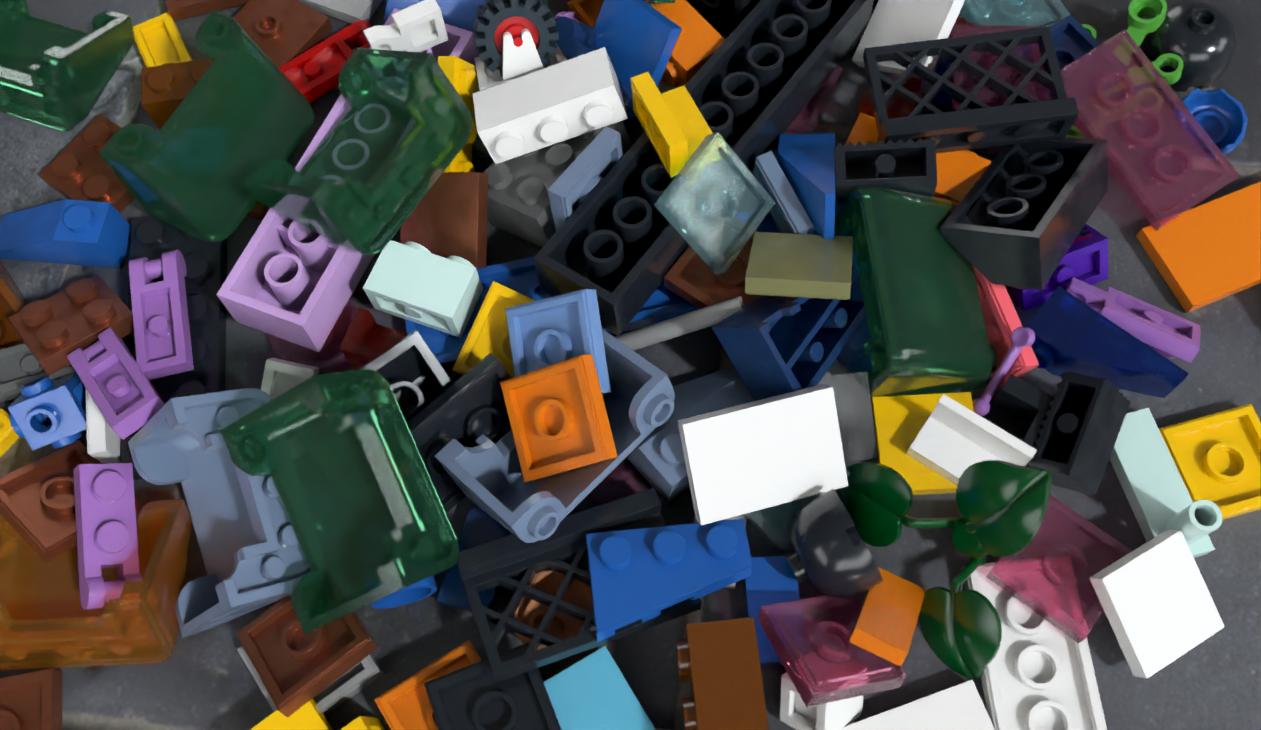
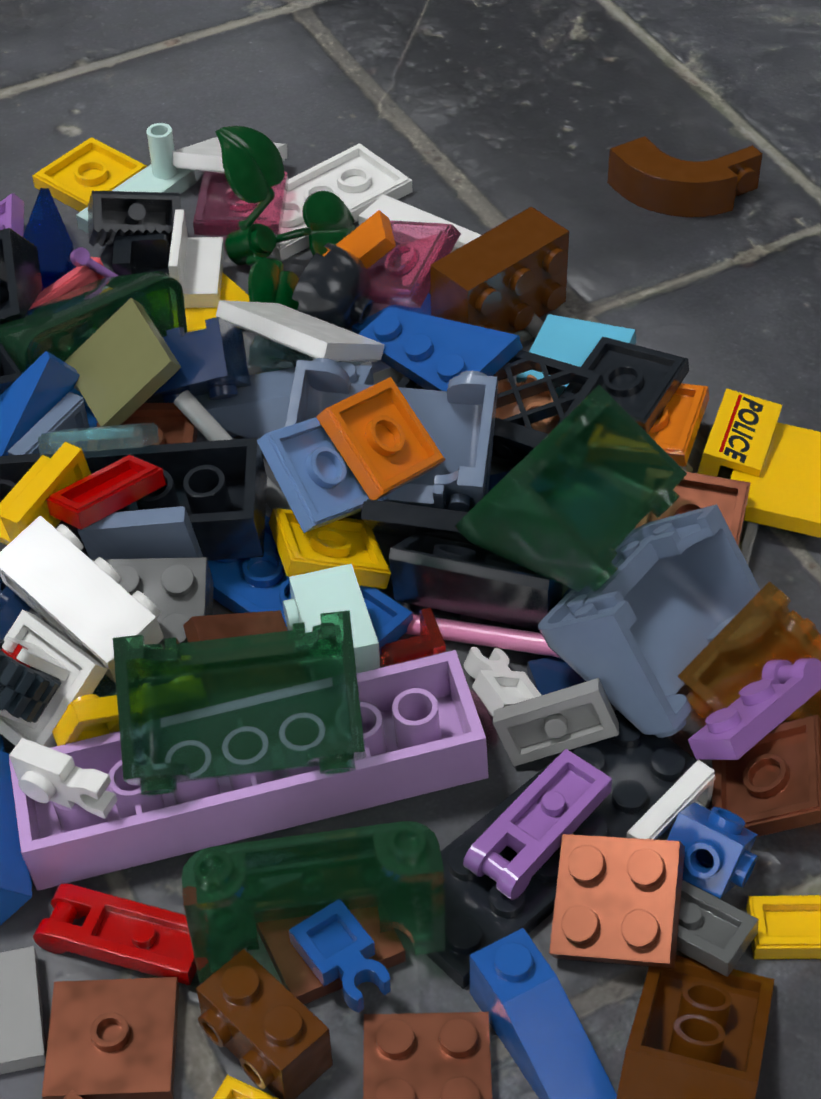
camera: 130 degrees left, 20 degrees down
(116, 383) = (635, 754): medium lavender plate -> none
(241, 372) = (556, 722): none -> light grey plate
(628, 159) = (105, 491): none -> red tile

